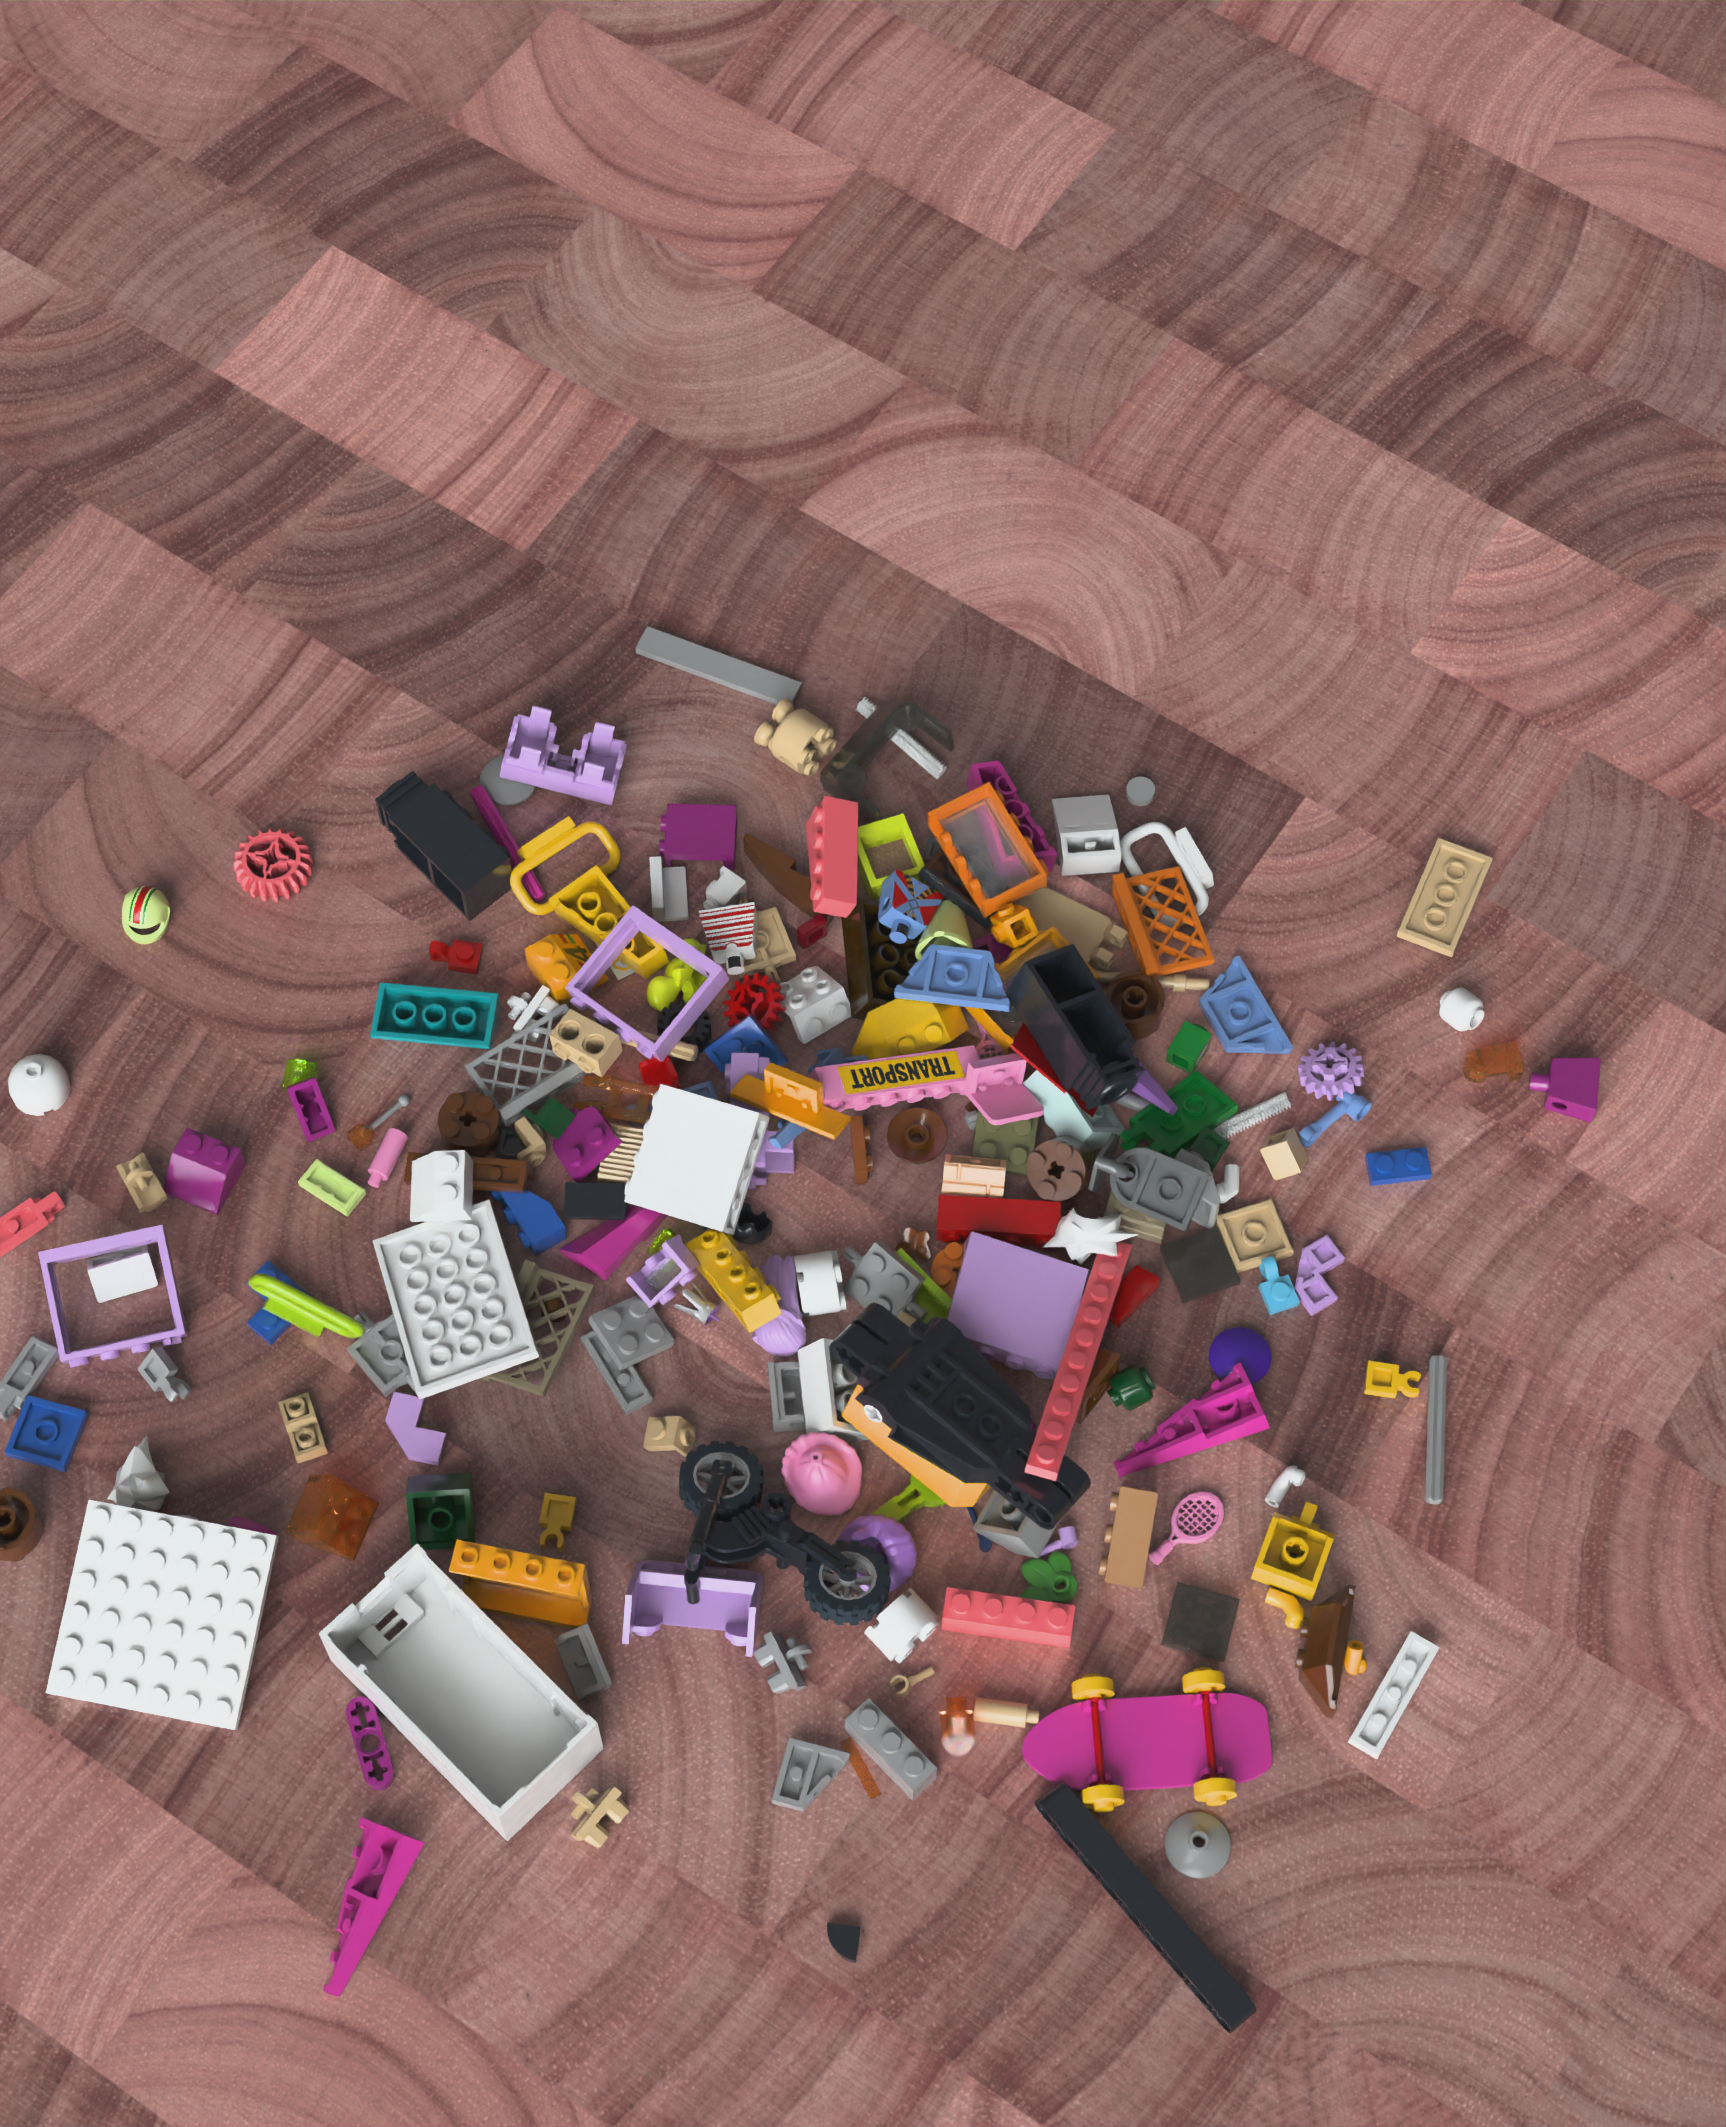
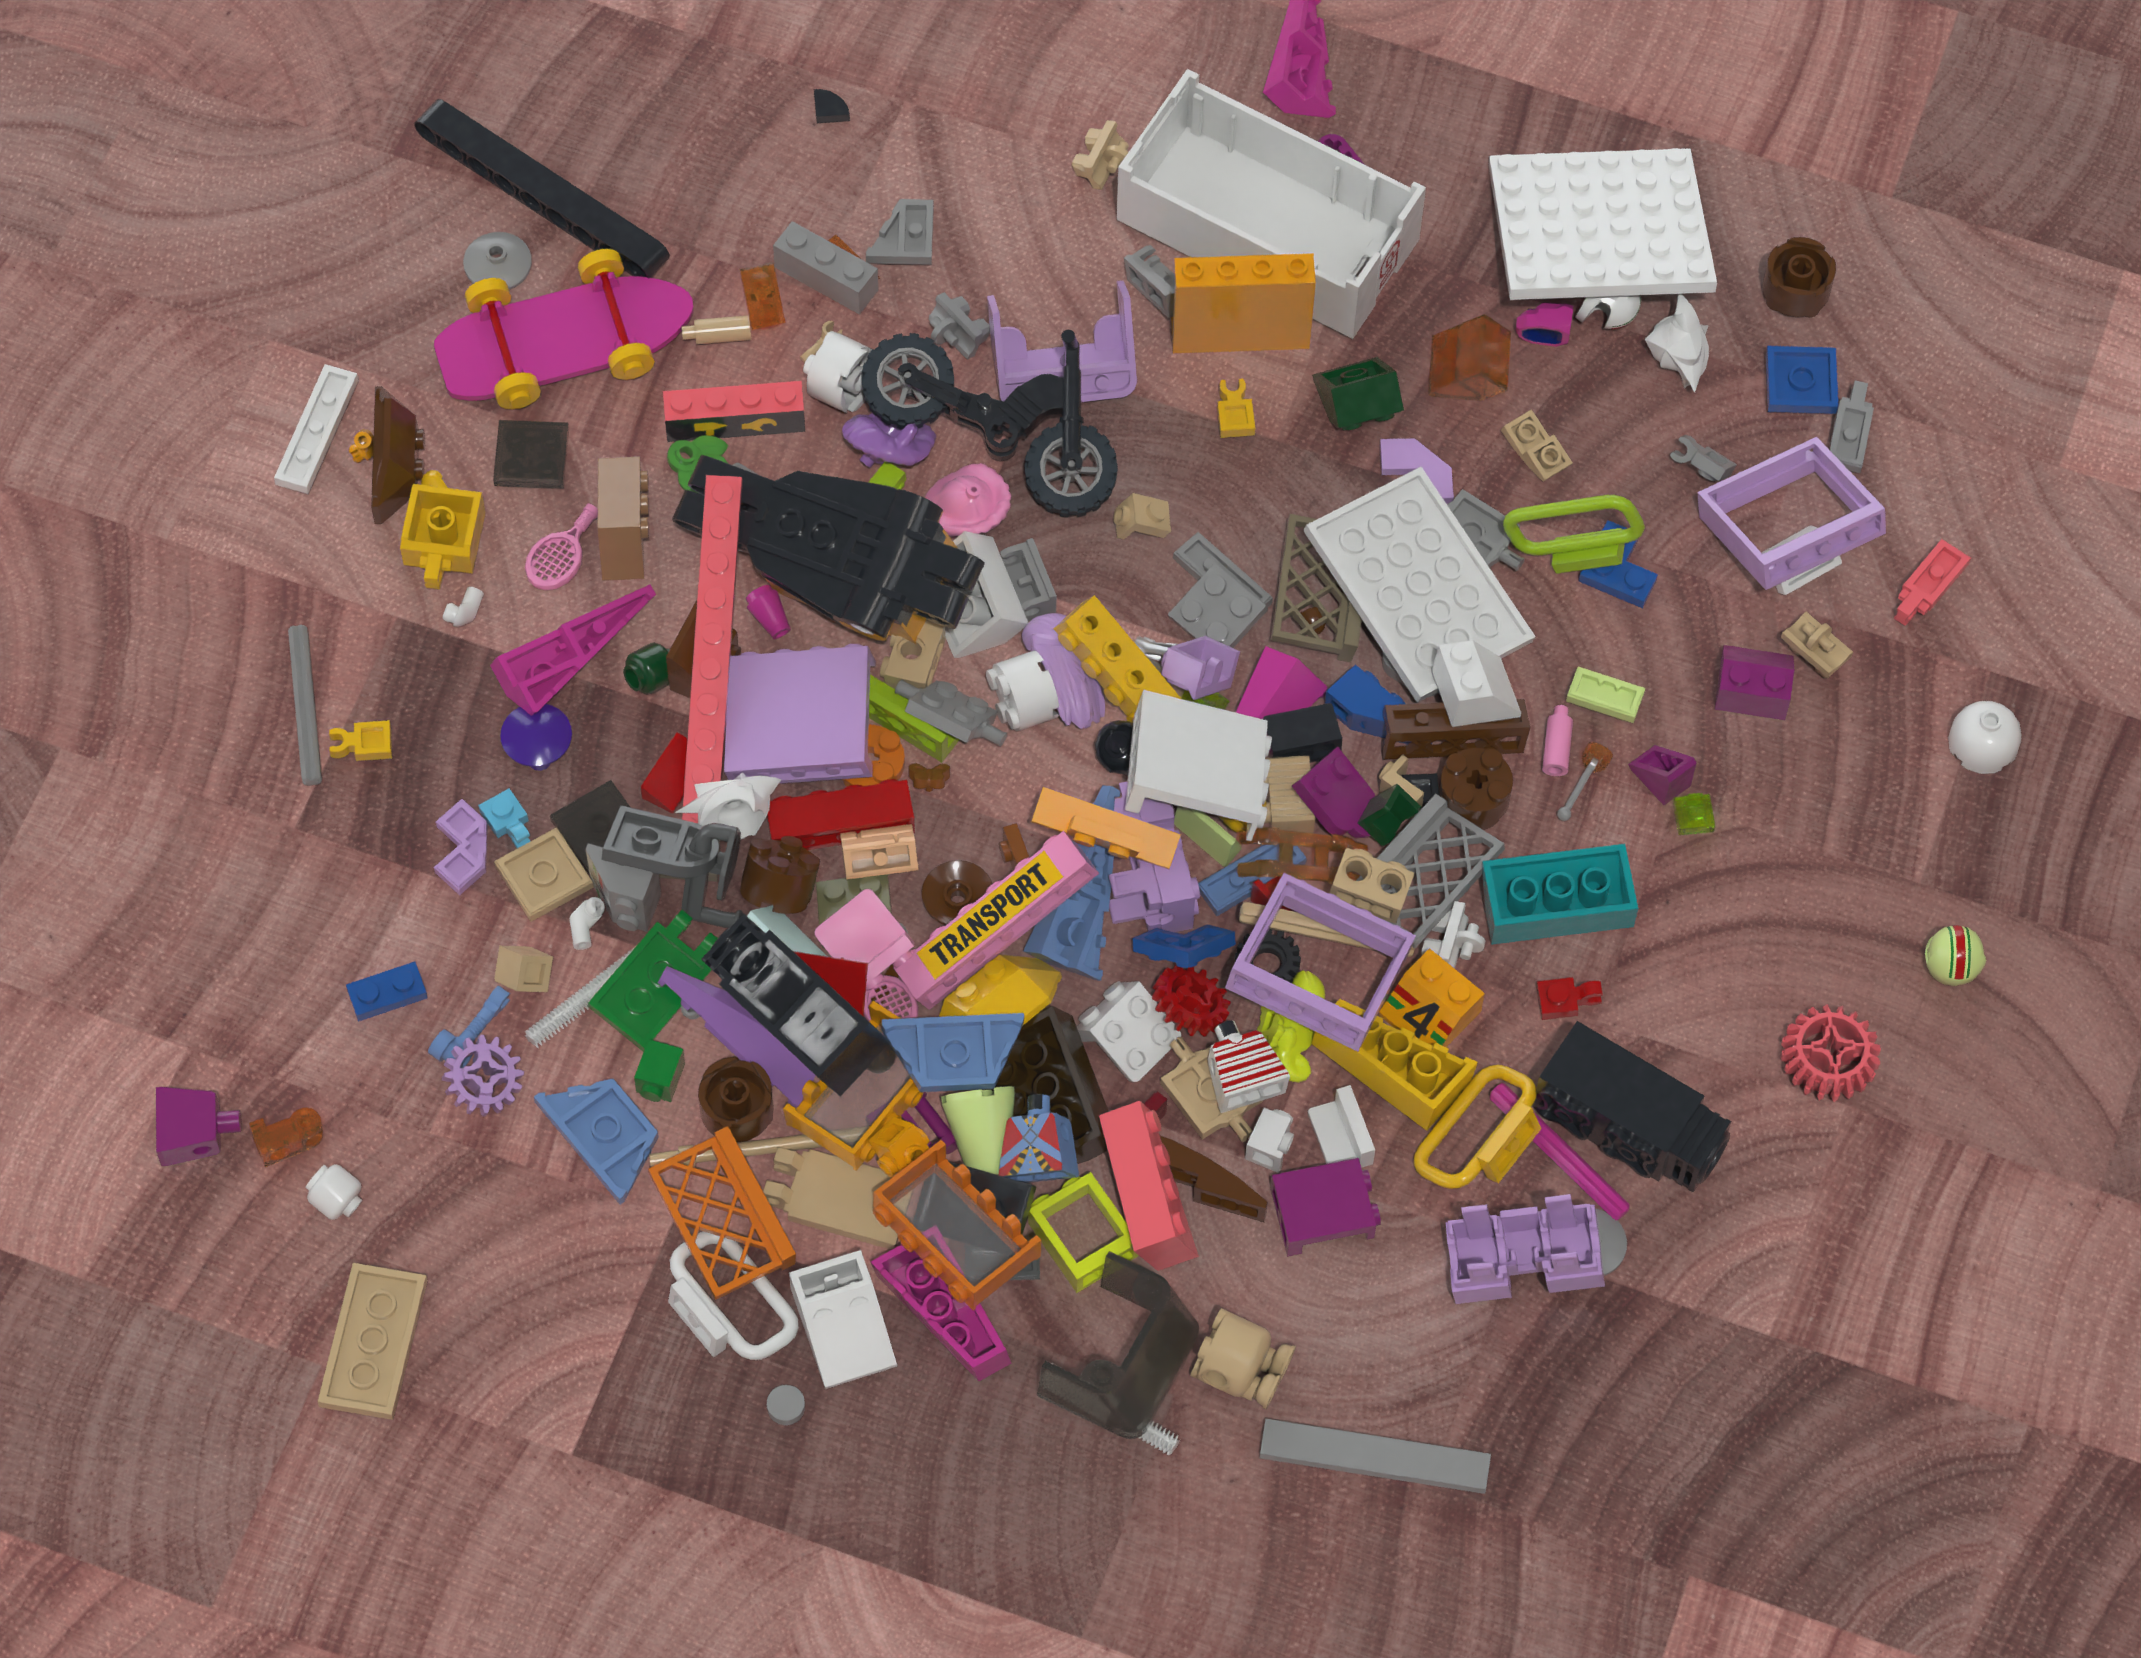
camera: 165 degrees right, 0 degrees up
(1210, 1146) = (612, 939): dark green panel -> none

